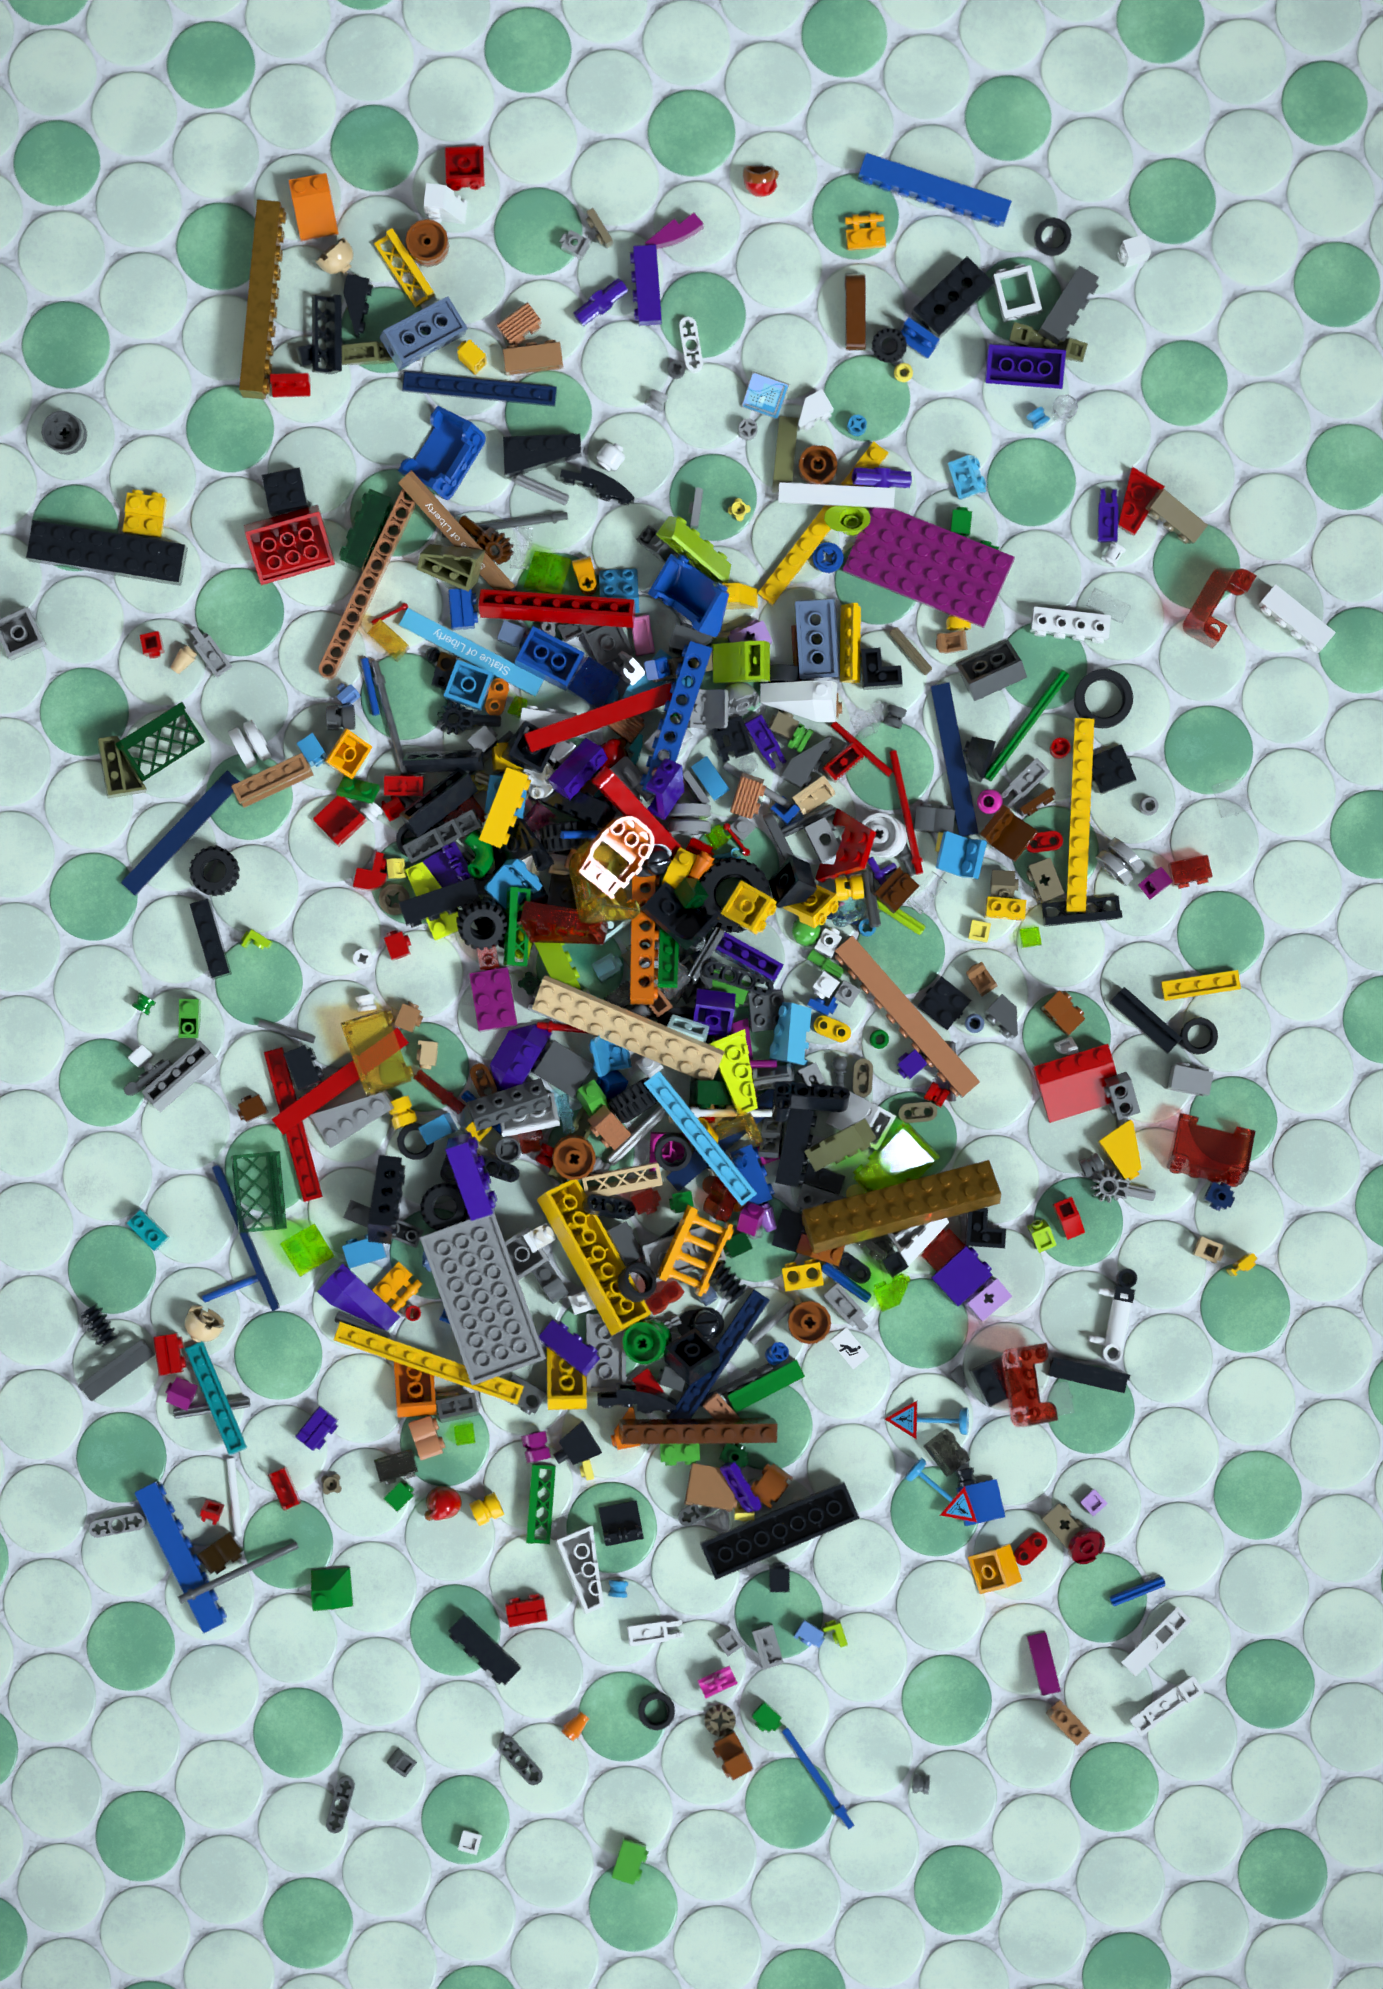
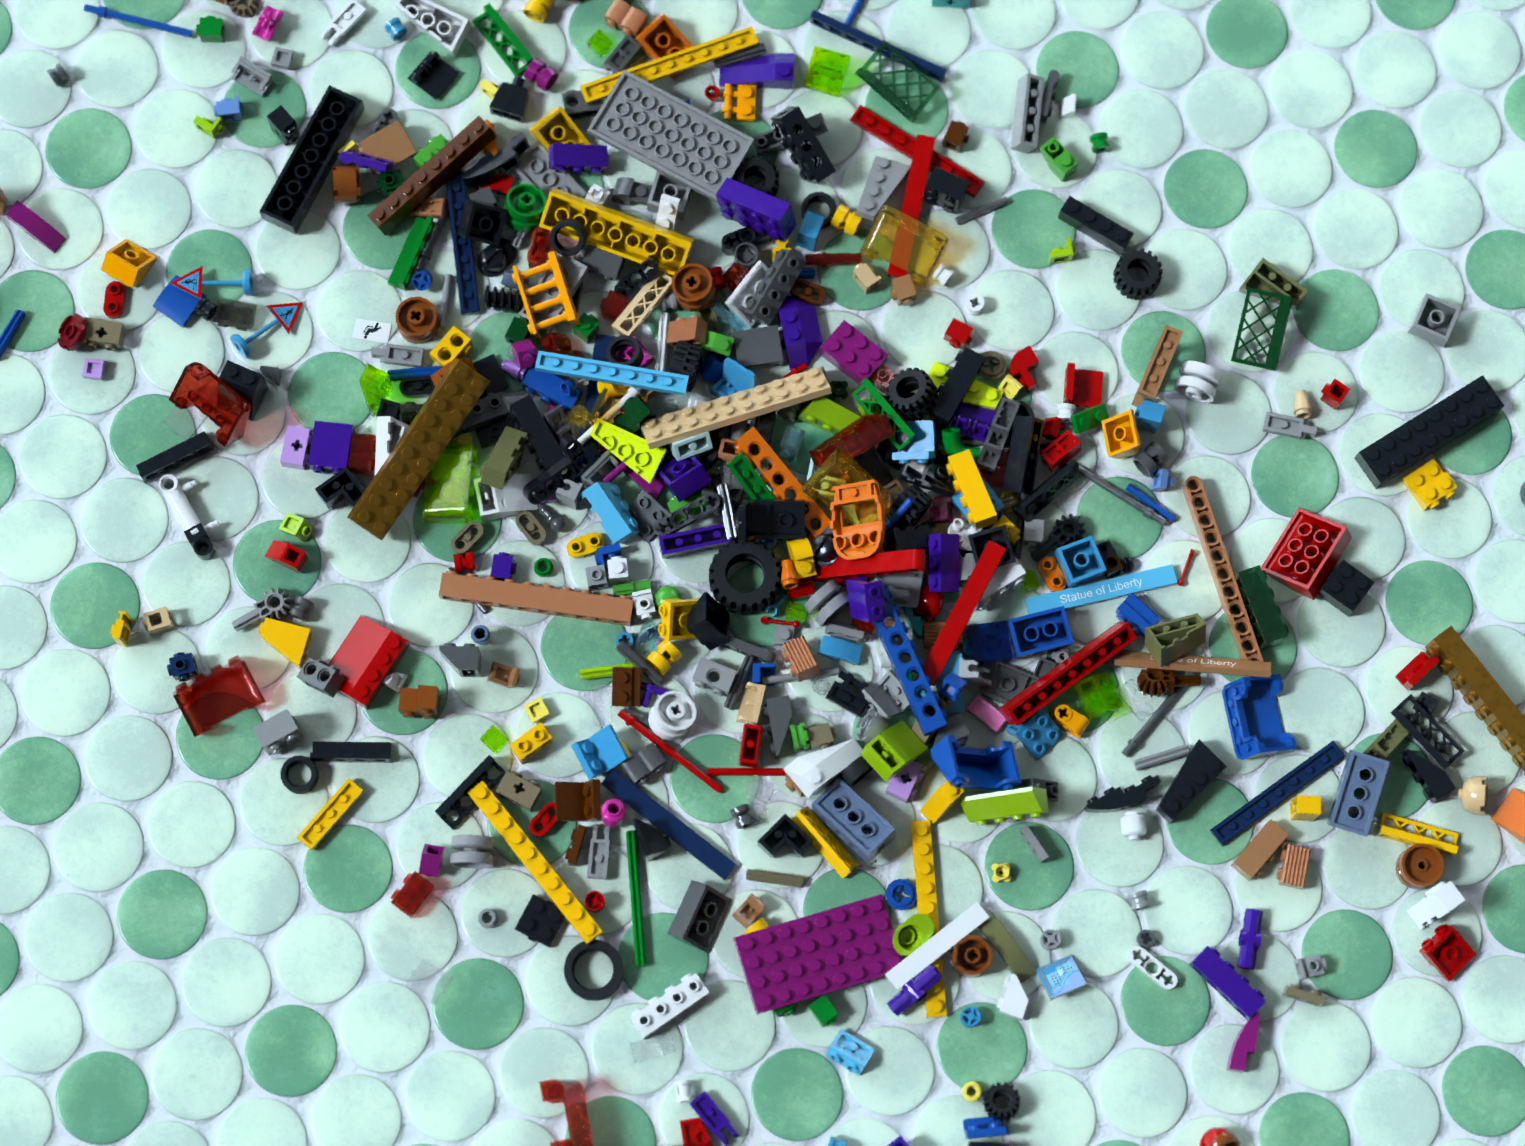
camera: 140 degrees right, 10 degrees down
(180, 833) = (1186, 283): dark blue tile -> none
(363, 1252) = (786, 97): dark azure brick -> none
(388, 640) = (1169, 545): clear yellow brick -> none
(512, 634) = (1083, 628): sand blue brick -> none
(691, 893) = (777, 544): dark green brick -> none
(749, 908) = (724, 568): yellow plate -> none
(764, 740) = (824, 713): dark purple hinge -> none
(853, 849) = (686, 685): red wing -> none
(855, 311) = (1052, 1105): reddish brown beam -> none
(944, 1003) = (517, 635): black plate -> none
(1003, 884) = (548, 759): dark tan brick -> none

